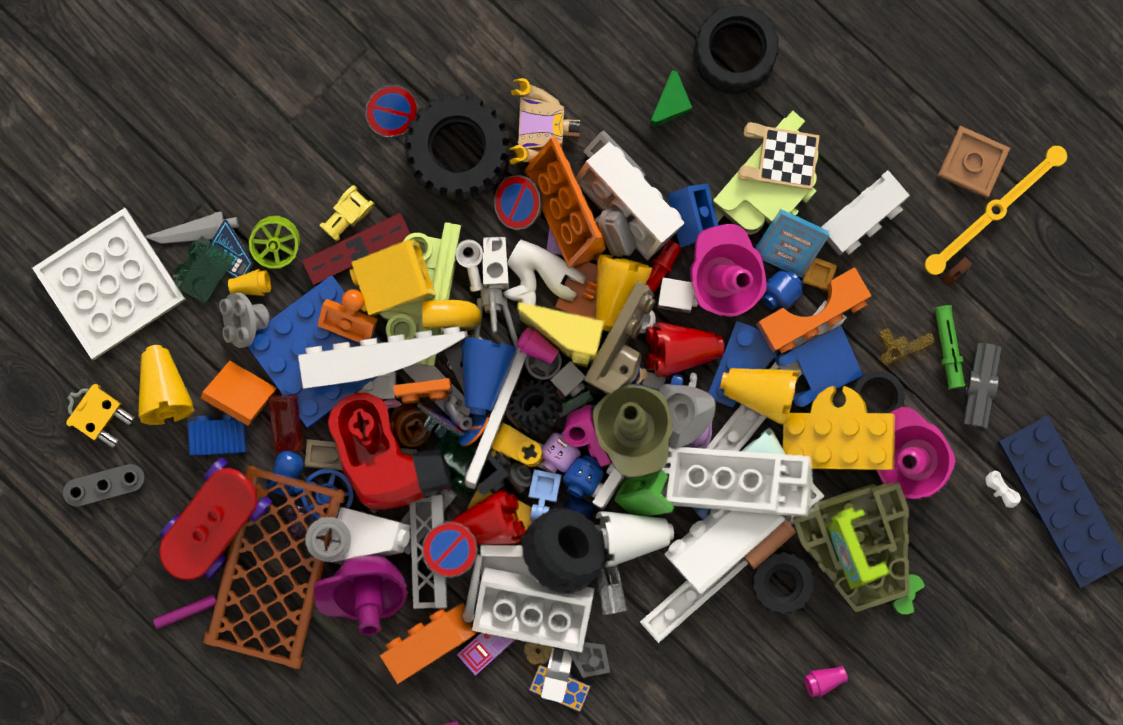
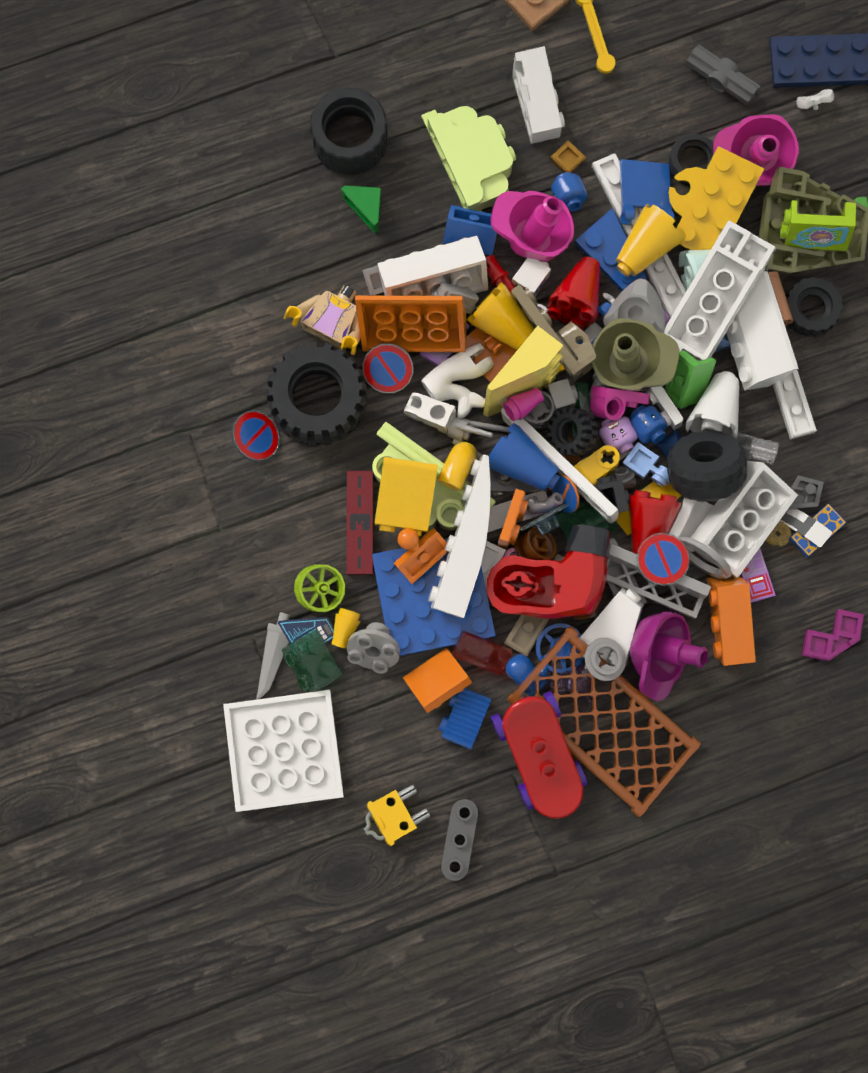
camera: 65 degrees left, 5 degrees down
(161, 388) = (399, 746): yellow cone -> none
(185, 612) = (605, 818): magenta piece -> none
(347, 213) = (324, 512): light yellow connector -> none
(471, 262) = (419, 431): white bar -> none
(784, 328) = (596, 143): orange arch -> none
(785, 157) = (462, 131): flag -> none
(791, 243) = (534, 162): dark azure tile -> none
(902, 346) = (658, 122): clear yellow hose -> none
(949, 345) = (680, 85): bright green pin -> none
(960, 268) = (617, 50): reddish brown tile -> none

